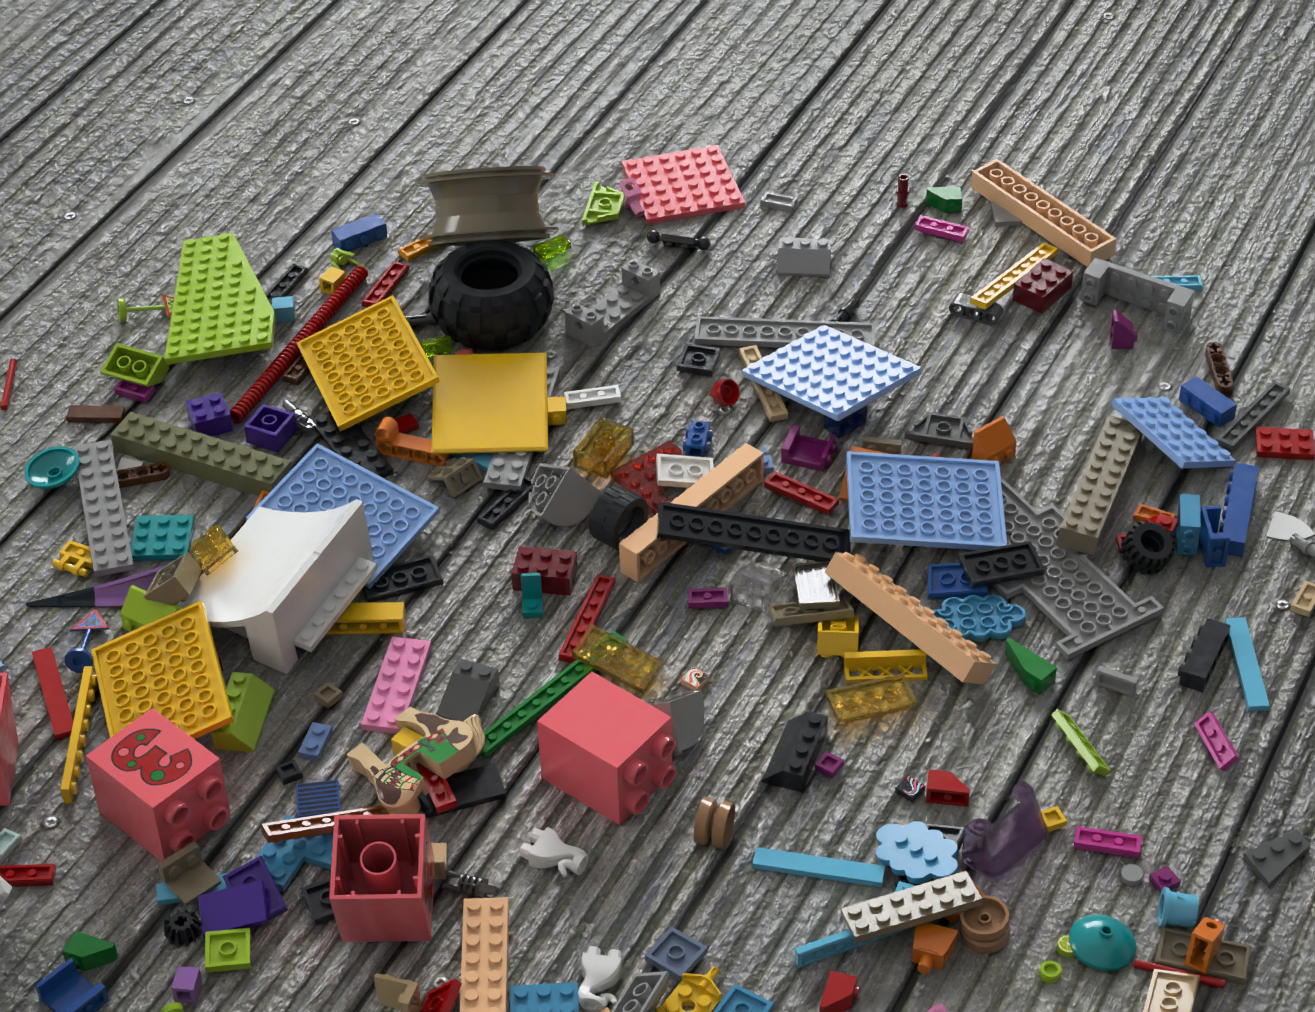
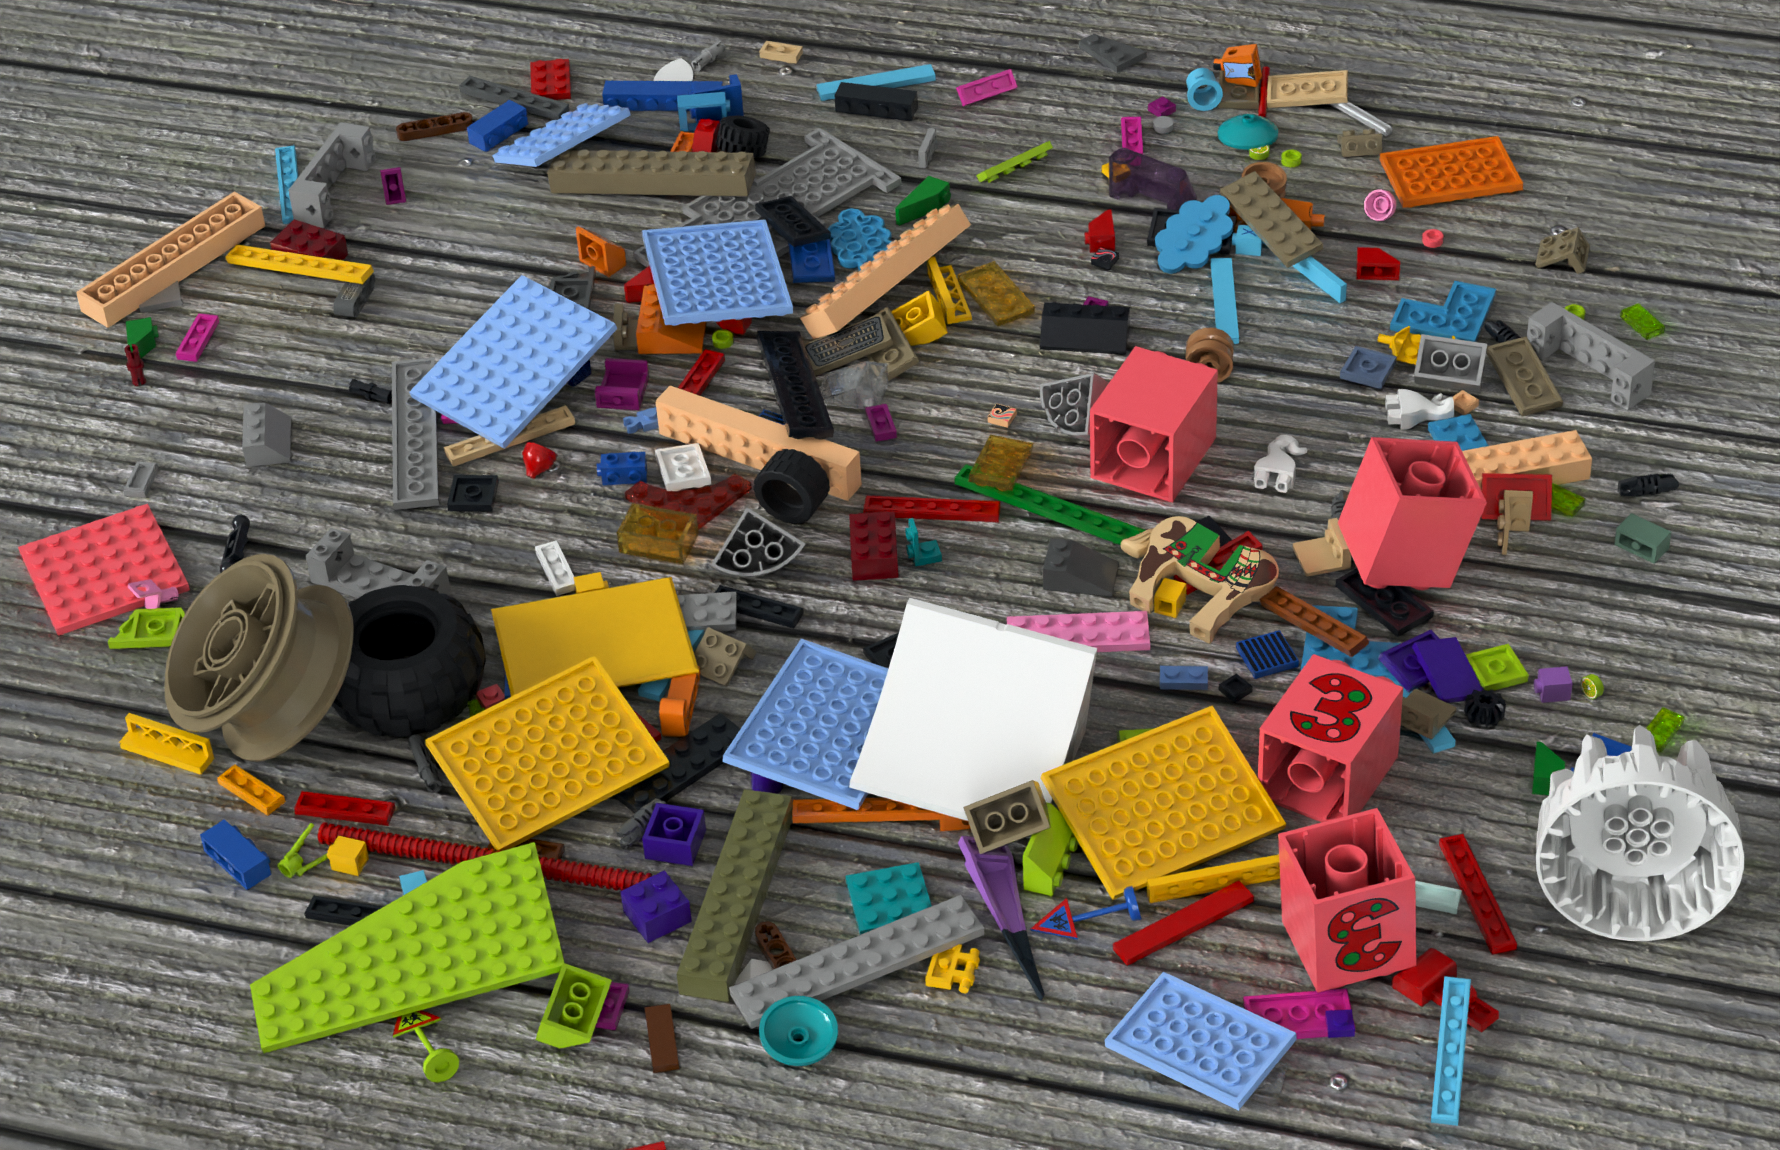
camera: 100 degrees left, 0 degrees up
(213, 549) = (926, 814): clear yellow plate -> none
(328, 695) = (1115, 679): dark tan plate -> none

